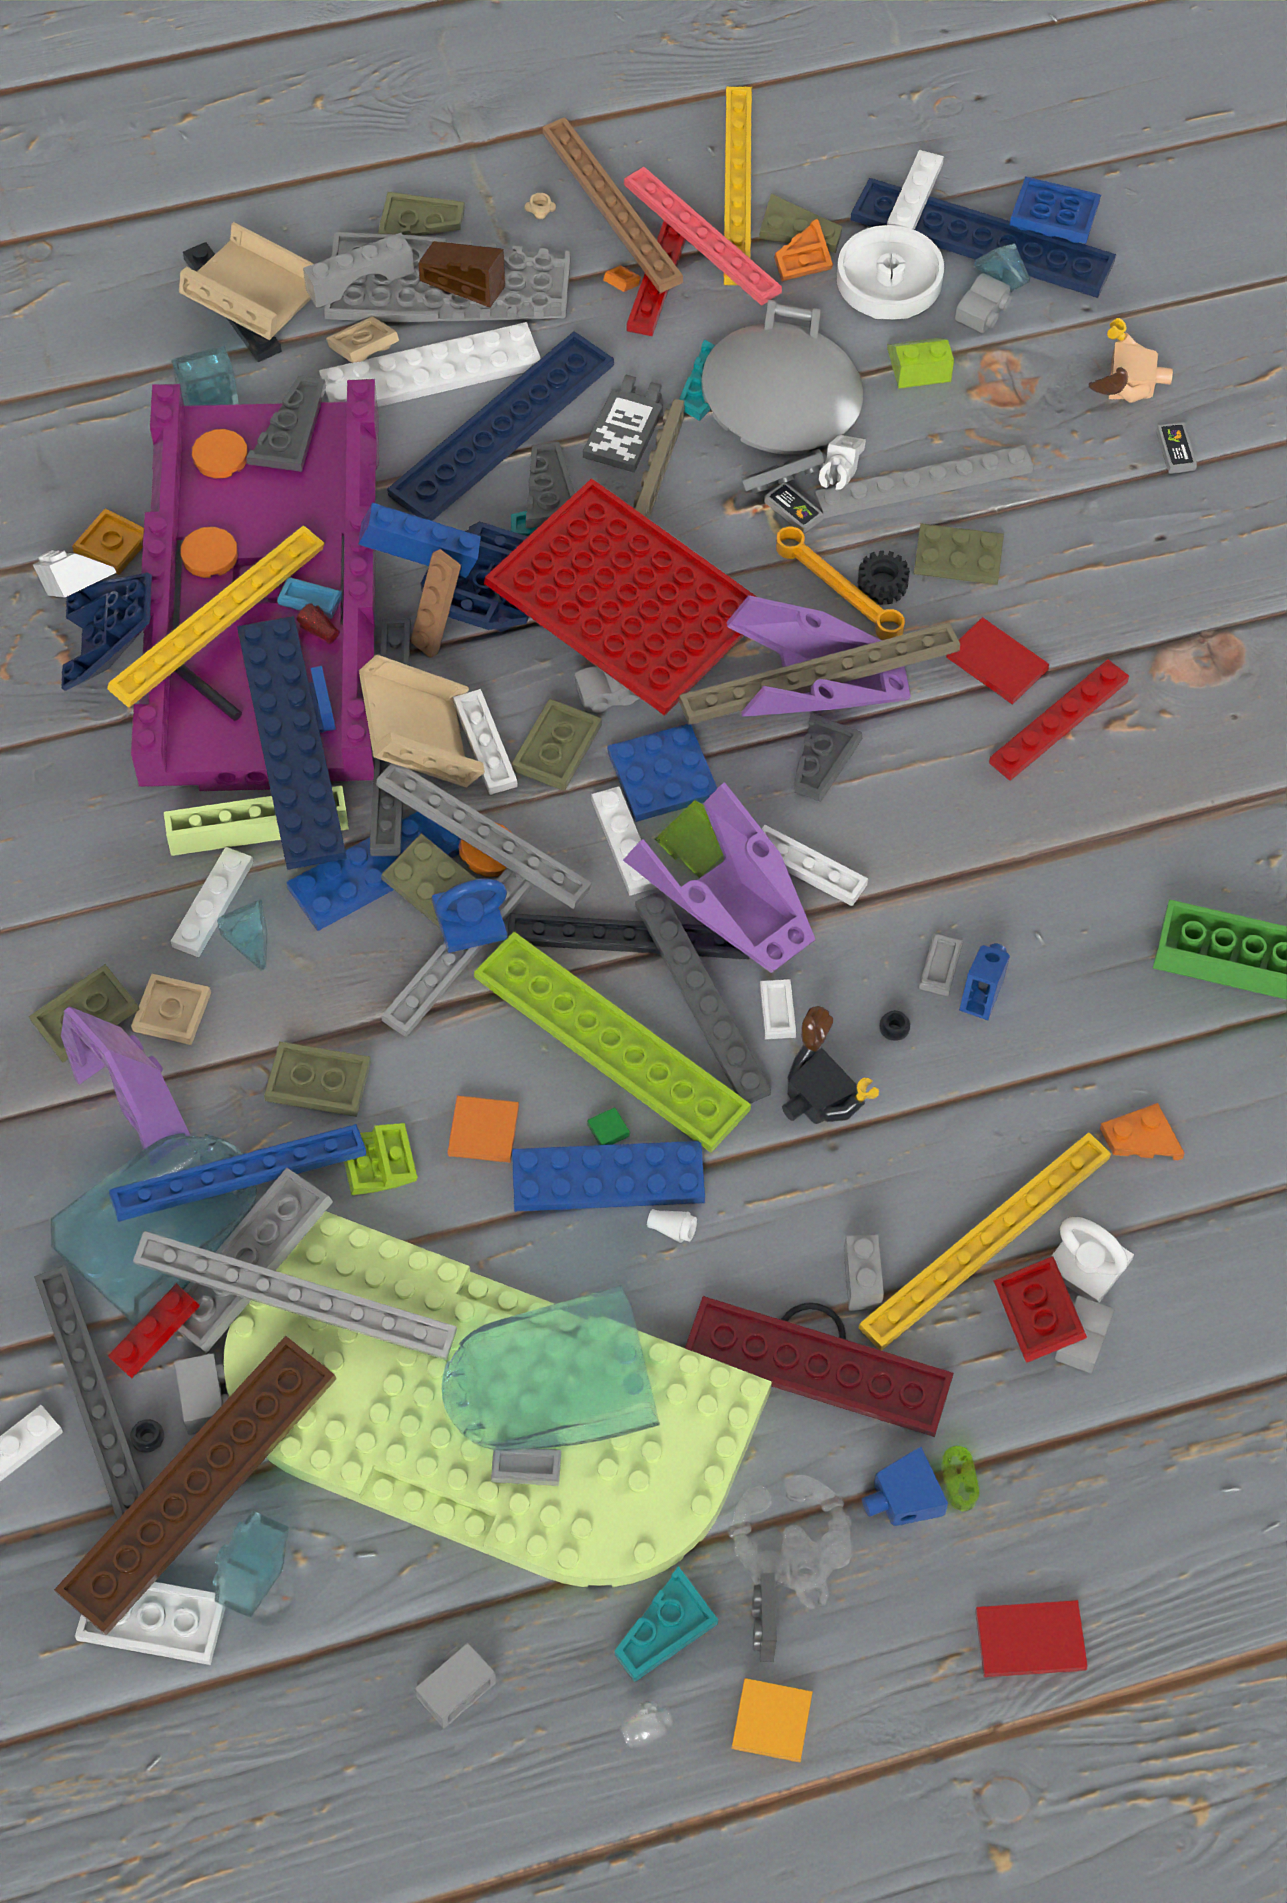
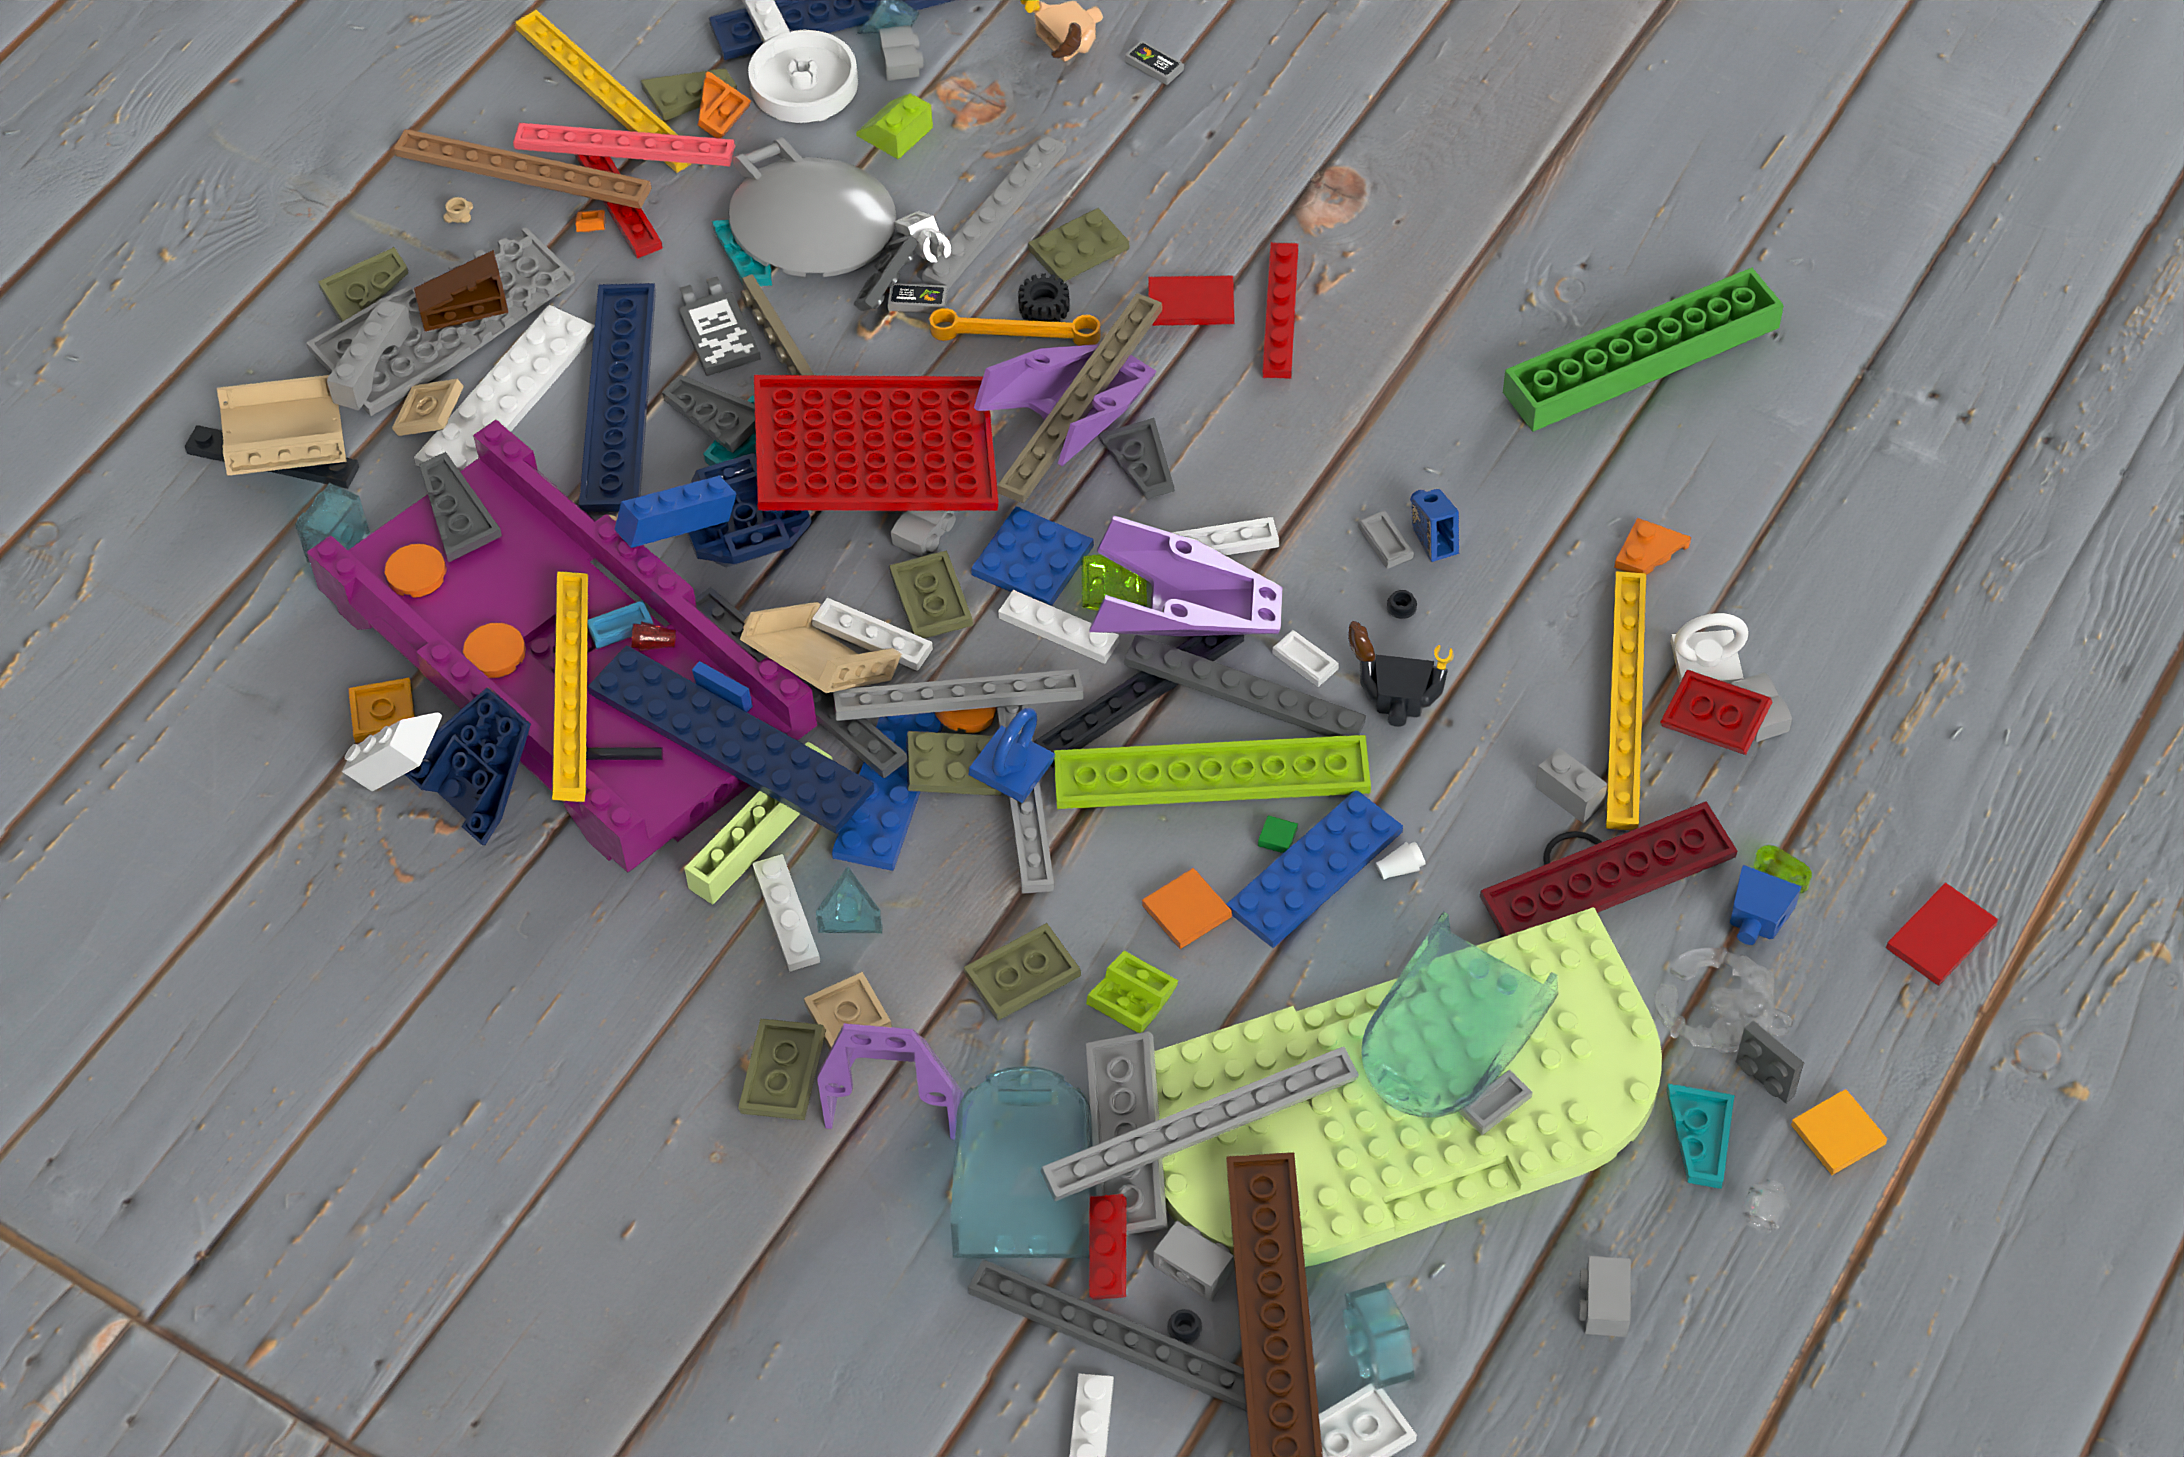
camera: 40 degrees left, 5 degrees down
(236, 1172) = (1045, 1082): blue tile -> none
(435, 603) = (735, 551): medium nougat plate -> none

